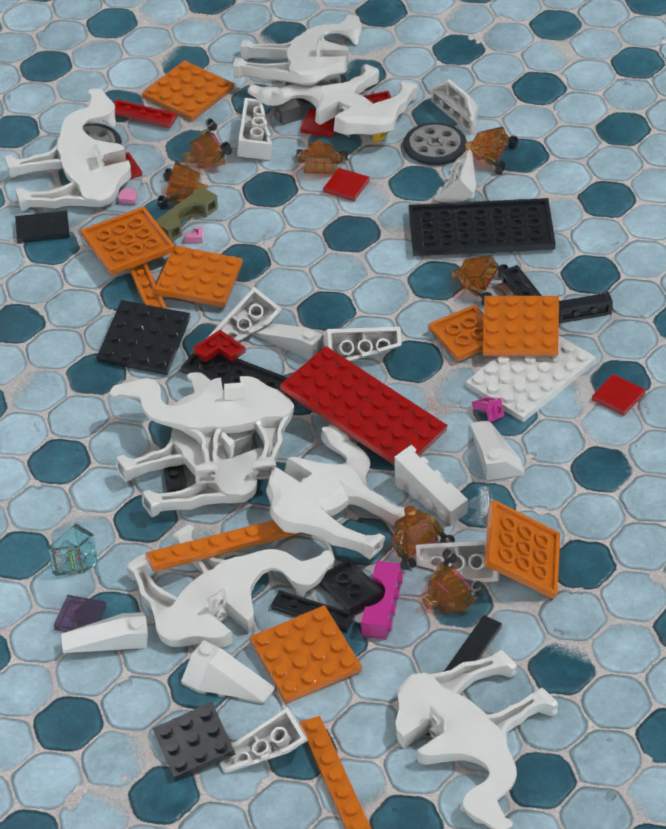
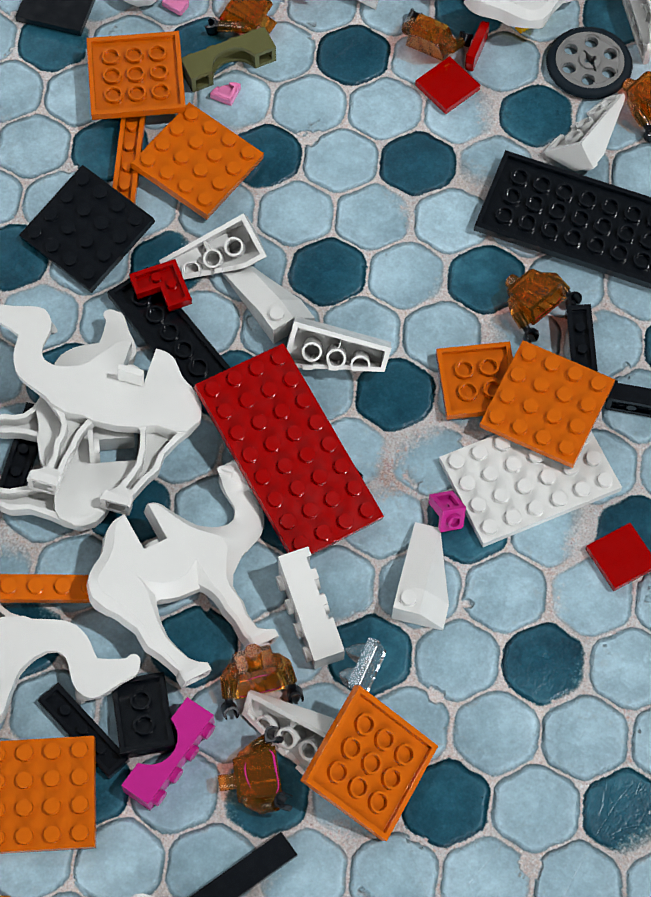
camera: 20 degrees right, 20 degrees up
(354, 155) = (477, 45): none -> red tile

